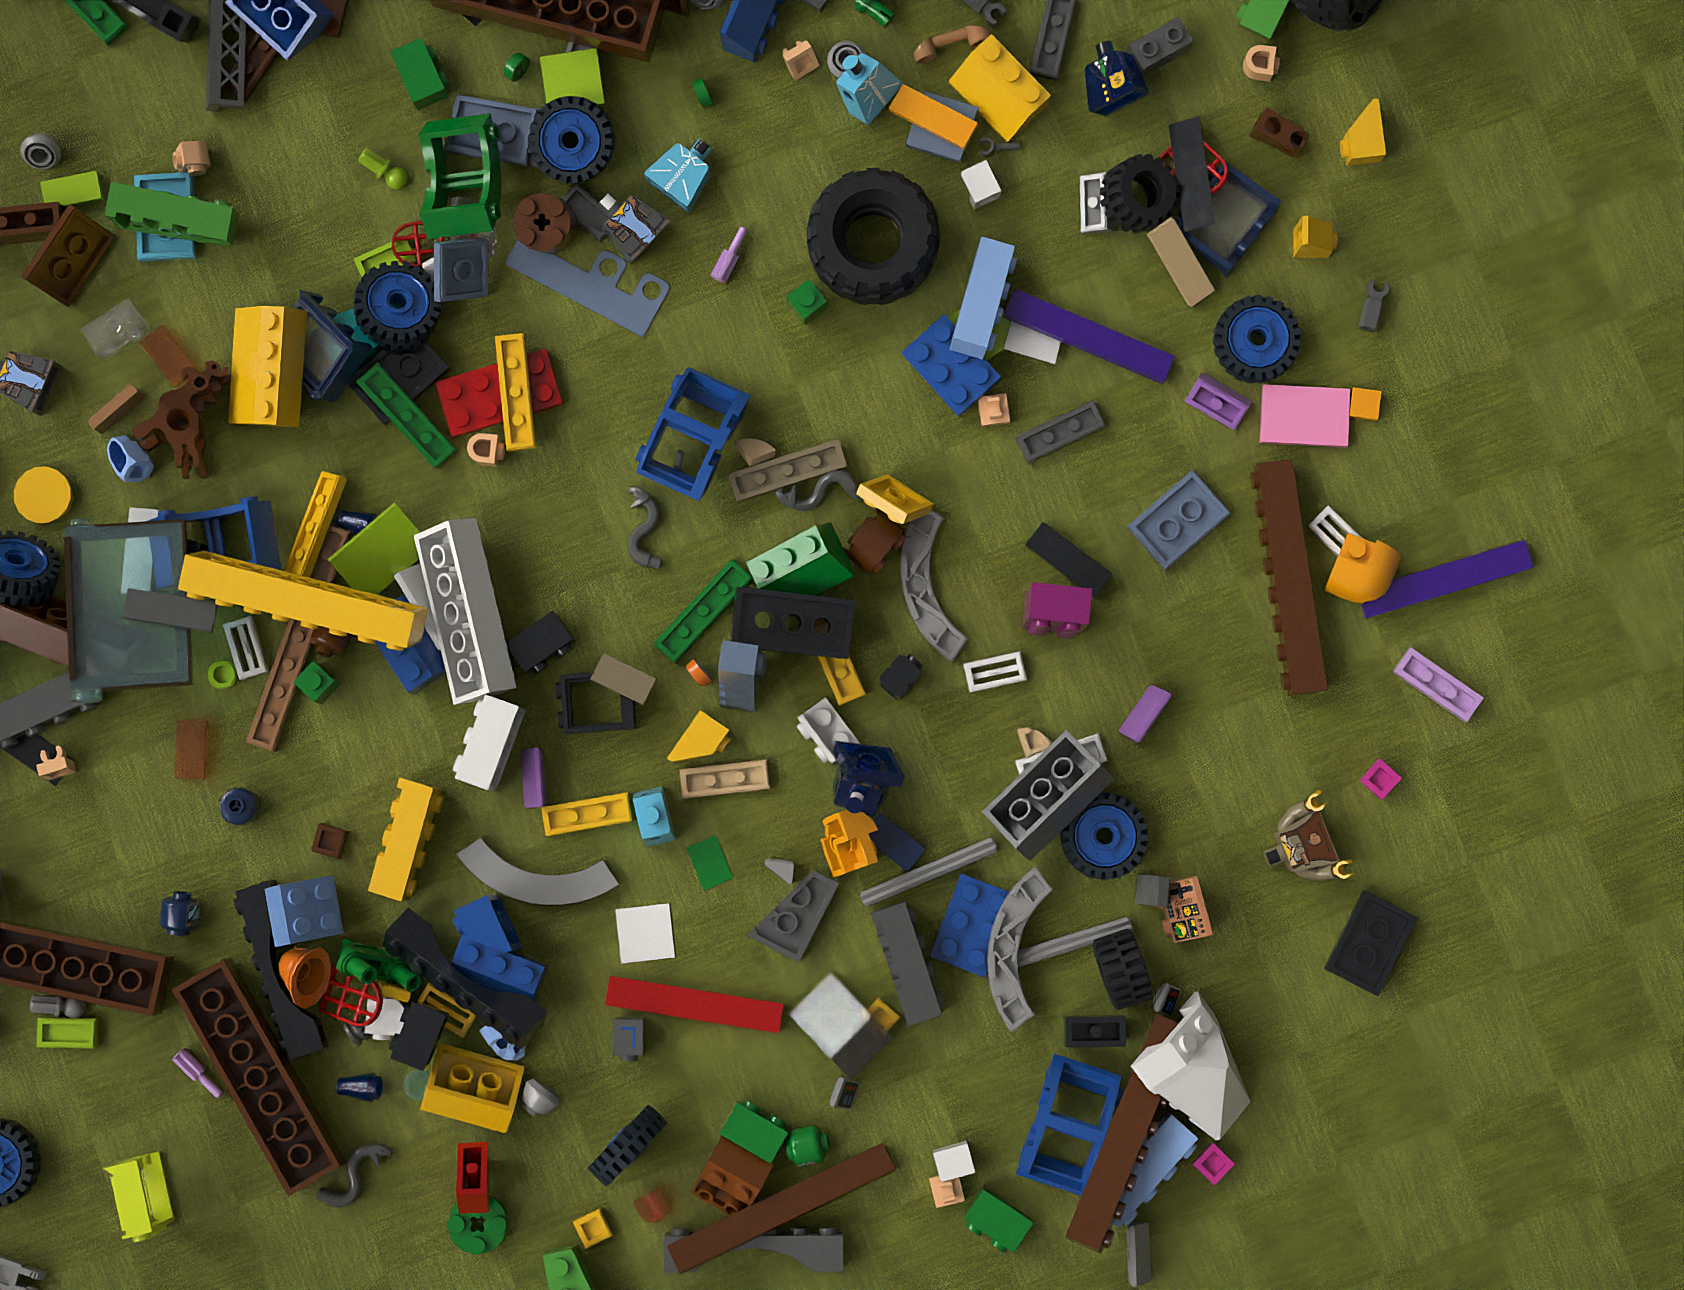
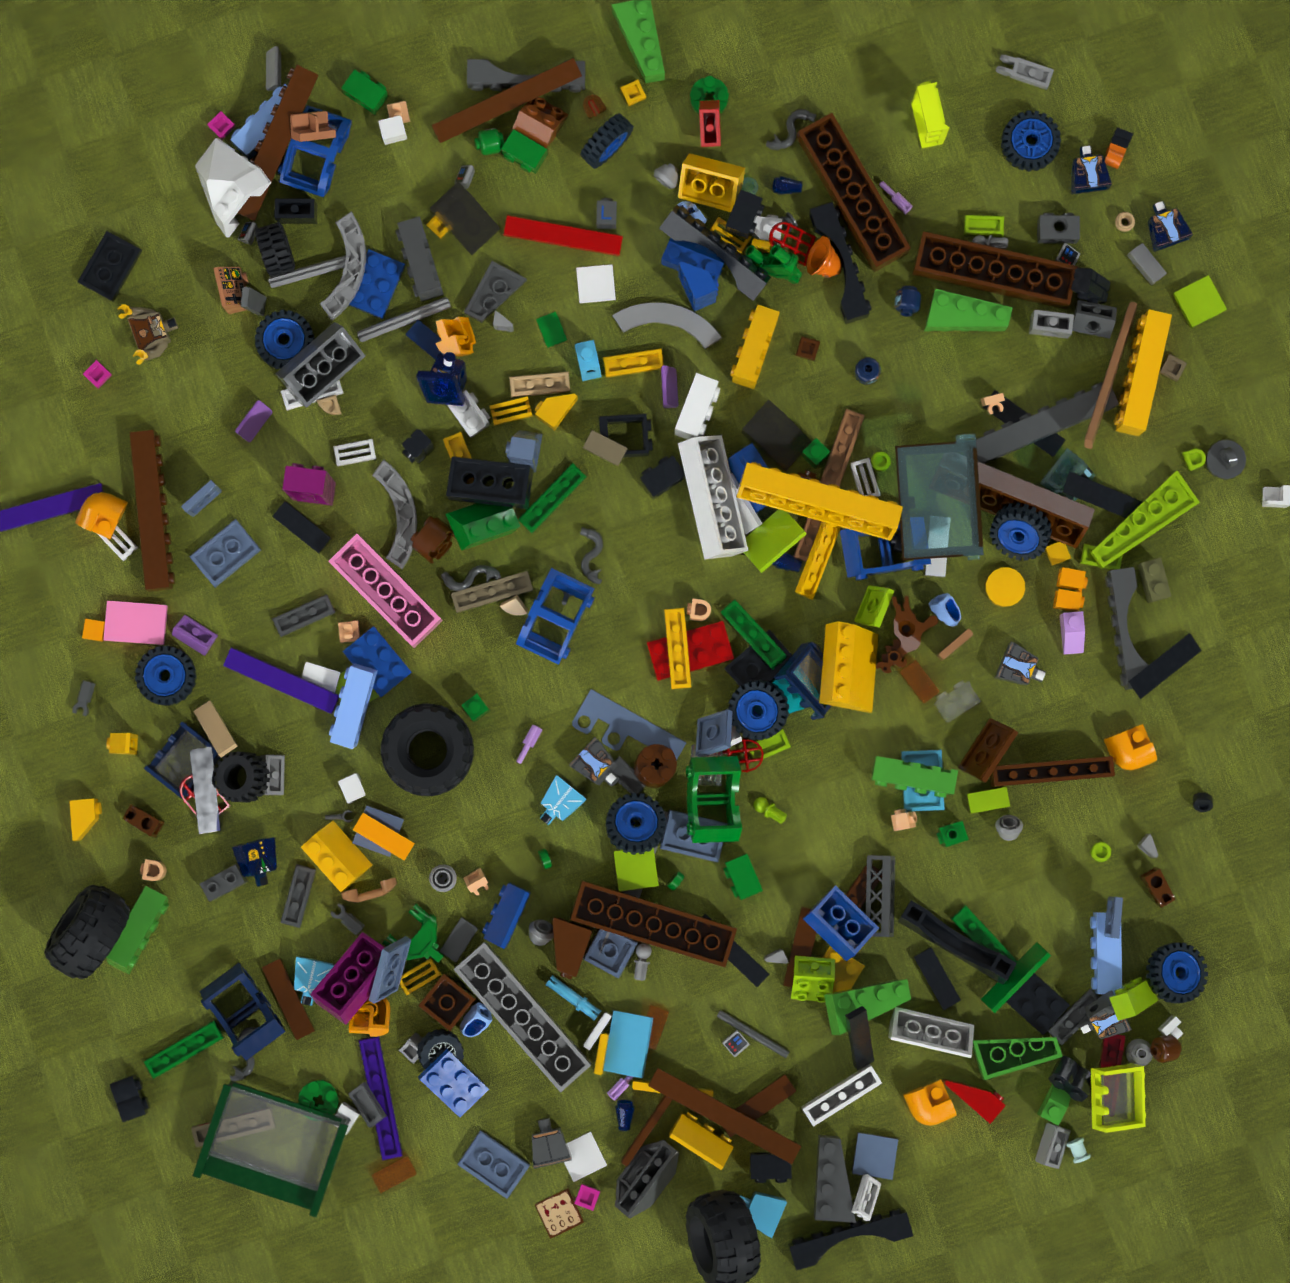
camera: 175 degrees right, 0 degrees up
(104, 897) = (963, 313): none -> bright green wedge
(122, 140) = (952, 834): none -> green brick
(170, 610) = (910, 495): dark grey tile -> none
(191, 749) = (901, 411): clear orange tile -> none
(230, 458) = (874, 606): none -> lime tile
(304, 911) = (822, 298): medium blue brick -> none
(375, 709) = (776, 435): none -> clear smoke slope
(699, 673) = (555, 454): orange tile -> none
(790, 731) = (510, 403): none -> yellow tile
(866, 86) = (428, 857): medium azure torso -> none
(894, 499) = (417, 567): yellow plate -> none
(941, 465) = (385, 590): none -> bright pink brick
(1074, 1156) = (311, 126): none -> nougat panel
(1216, 593) = (201, 498): none -> sand blue tile
(1438, 684) = (54, 436): lavender plate -> none

